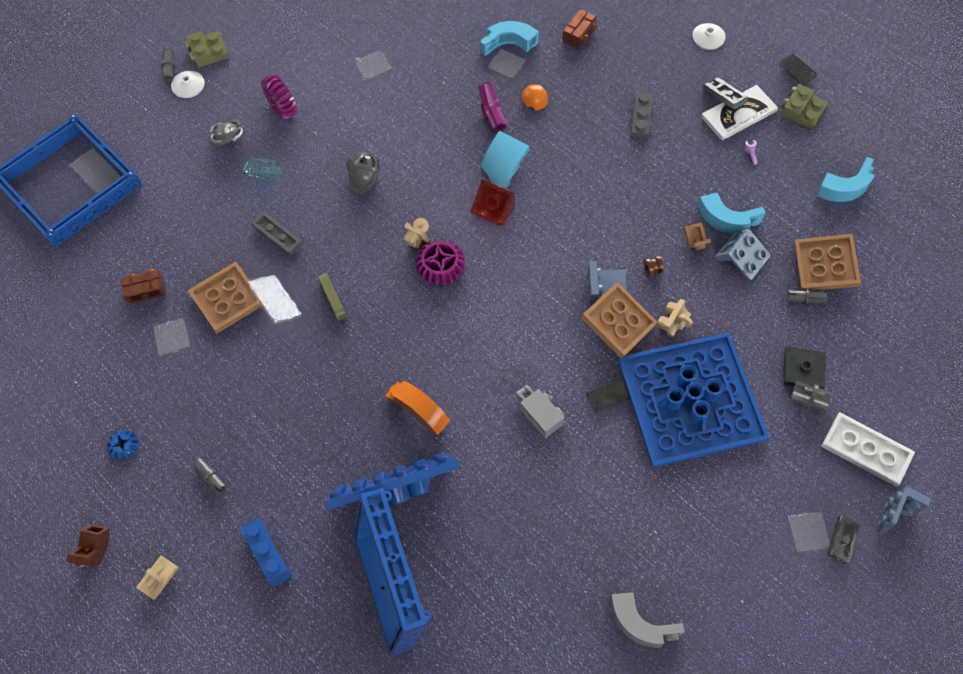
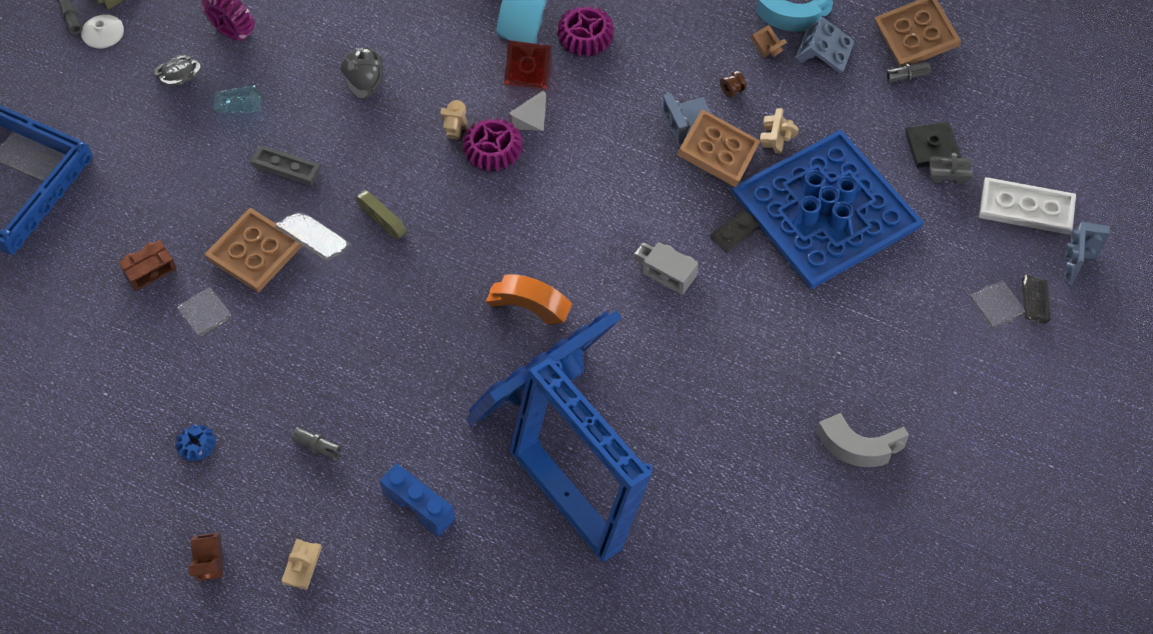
camera: 20 degrees left, 5 degrees down
(480, 245) = (530, 114): none -> light grey slope
(540, 189) = (585, 31): none -> magenta gear

